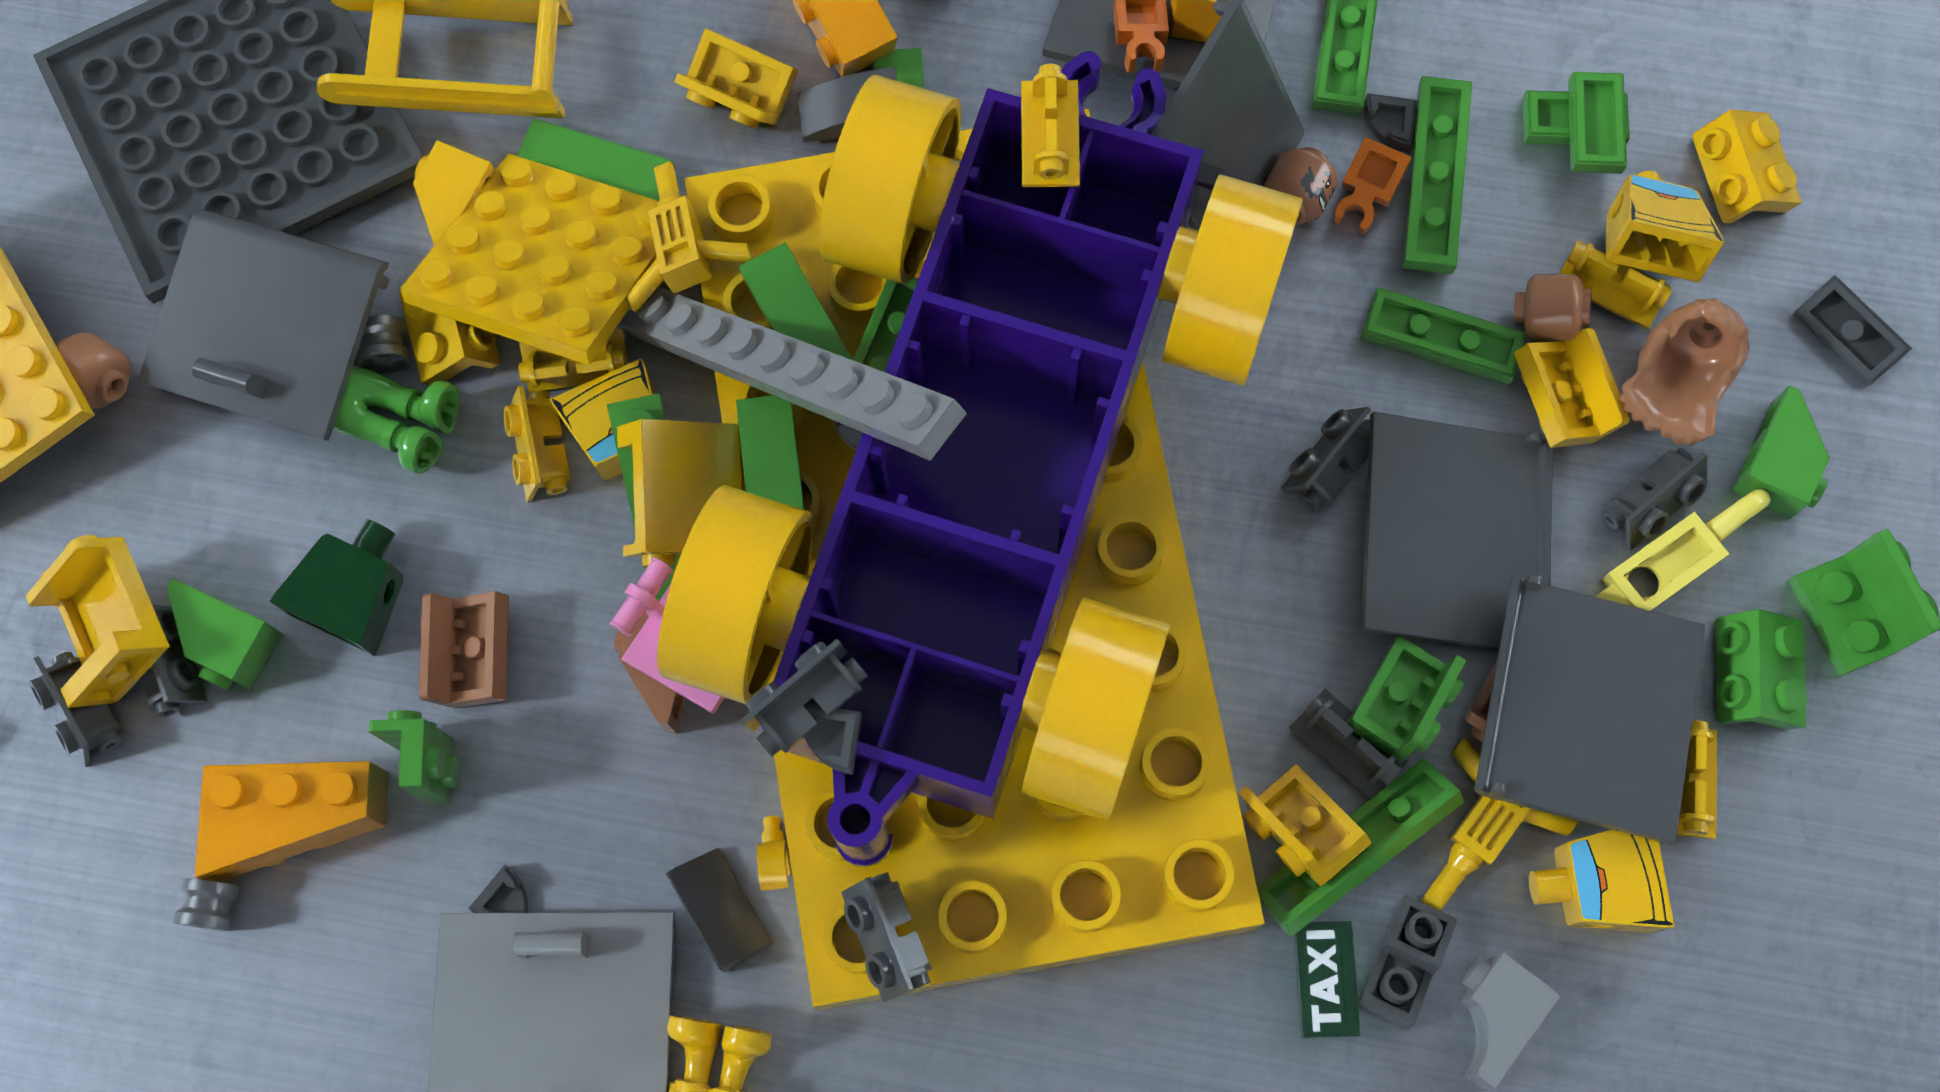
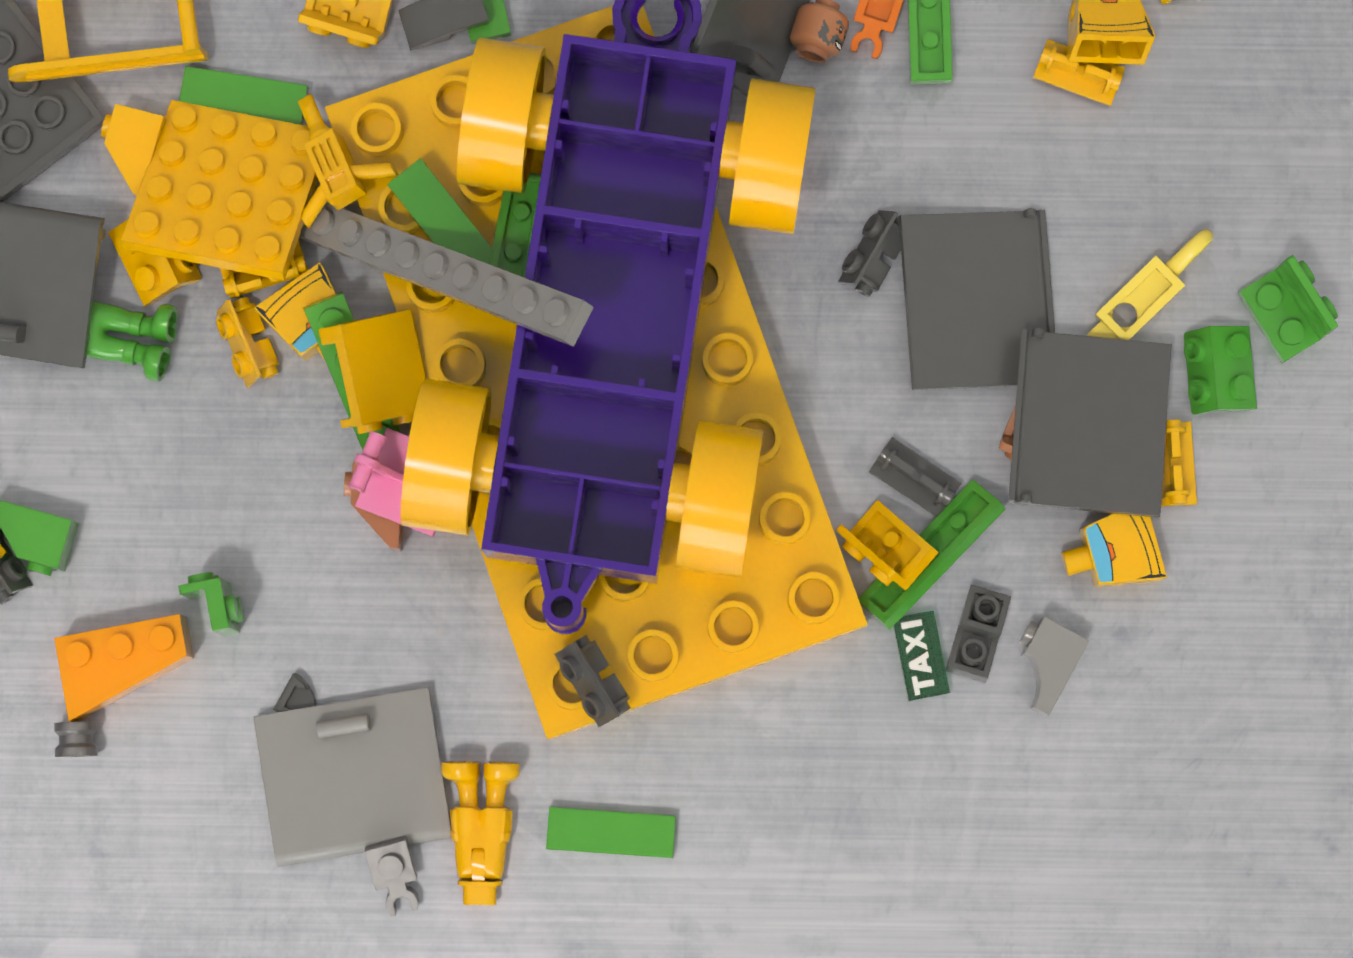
camera: 10 degrees left, 10 degrees up
(345, 587) = (123, 481): dark green torso -> none
(383, 345) = (109, 280): flat silver wheel -> none
(464, 649) = (228, 514): nougat bracket -> none
(719, 909) = (462, 678): dark grey slope -> none
(770, 449) = (442, 337): bright green tile -> none
(773, 856) = (494, 633): yellow piece -> none
(783, 708) = (521, 514): dark grey hinge -> none
(835, 737) = (535, 551): dark grey tile -> none
(1050, 129) = (617, 66): yellow hinge -> none
(1405, 698) = (952, 436): bright green bracket -> none
(1443, 335) = (949, 136): bright green tile -> none
(1484, 832) = (1021, 531): yellow piece -> none
(1553, 307) = (1033, 102): nougat head -> none
(1572, 389) = (1052, 169): yellow bracket -> none
(1674, 482) = (1143, 231): dark grey hinge -> none
(1687, 370) = (1138, 144): nougat piece -> none
(1786, 457) = (1224, 199): bright green slope -> none
(1853, 330) = (1272, 79): dark grey slope -> none

